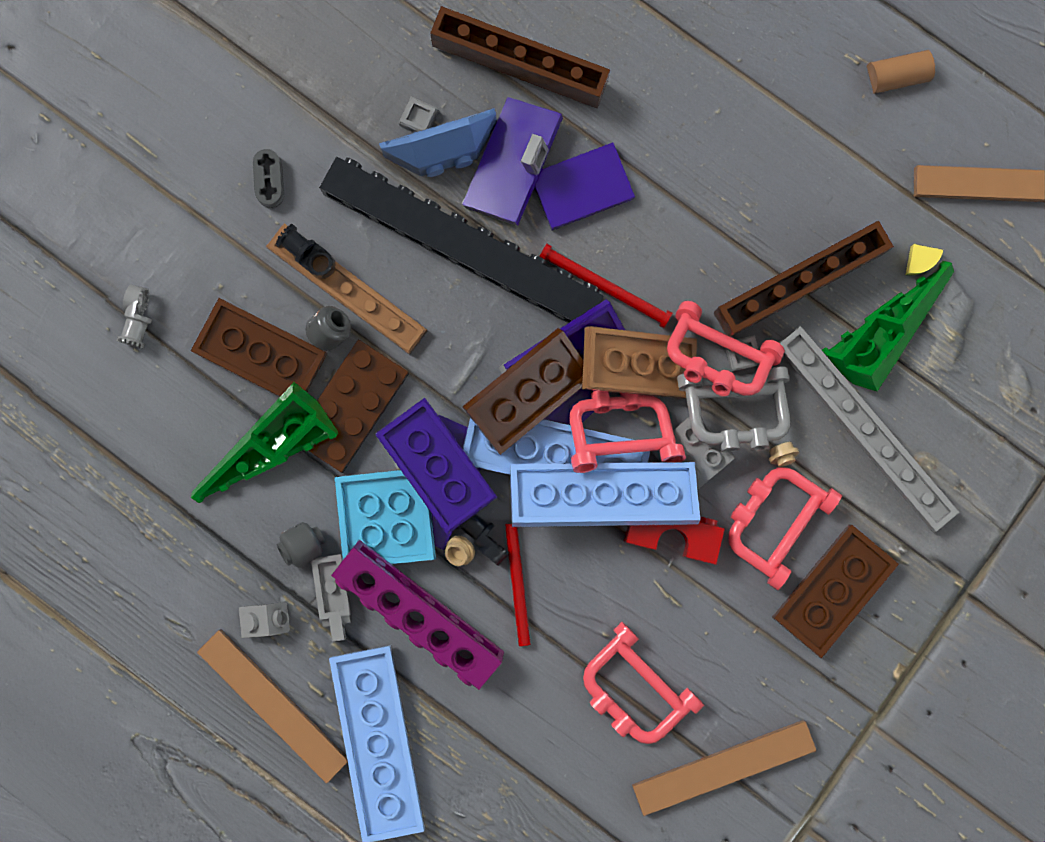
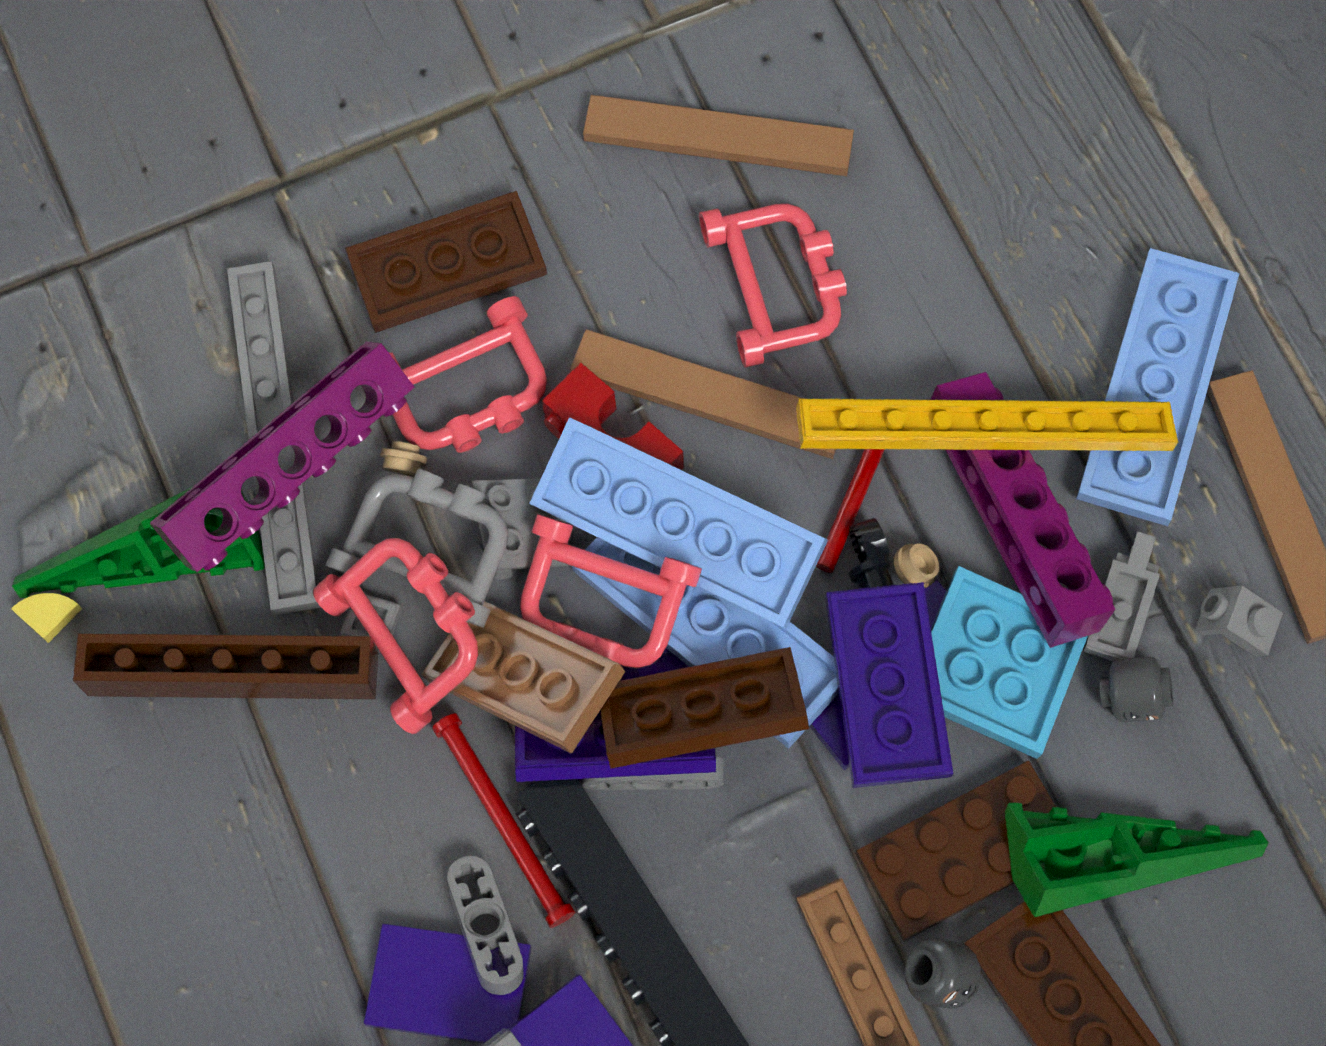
camera: 145 degrees left, 15 degrees down
(460, 650) = (985, 425): none -> yellow tile
(592, 244) = (480, 945): none -> light grey beam
(634, 593) = (693, 389): none -> medium nougat tile
(853, 425) = (183, 521): none -> magenta brick

